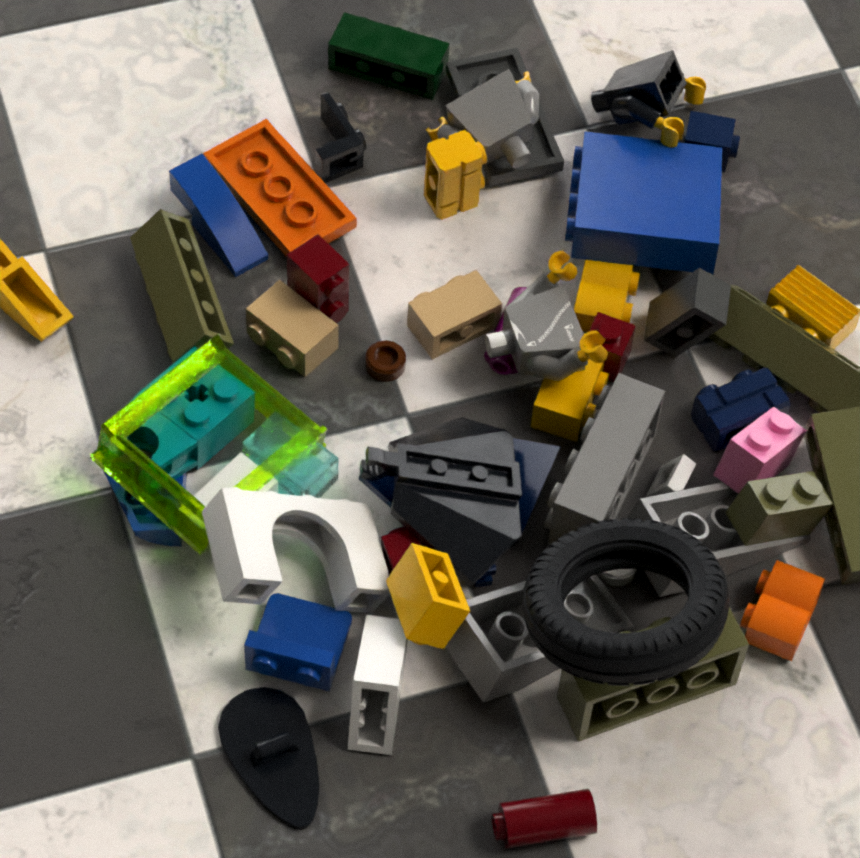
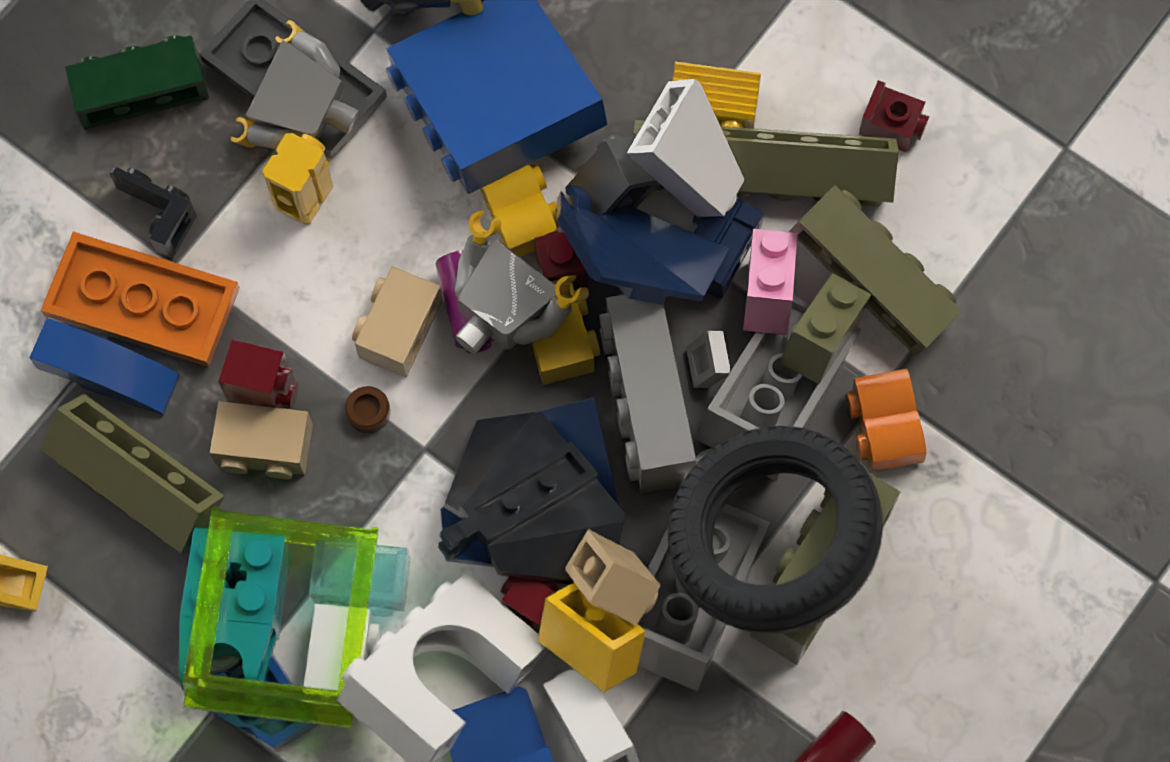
camera: 30 degrees left, 15 degrees up
(475, 563) = (613, 578): none -> tan brick
(665, 358) = (638, 250): none -> dark blue panel
(758, 314) = (688, 150): none -> white slope

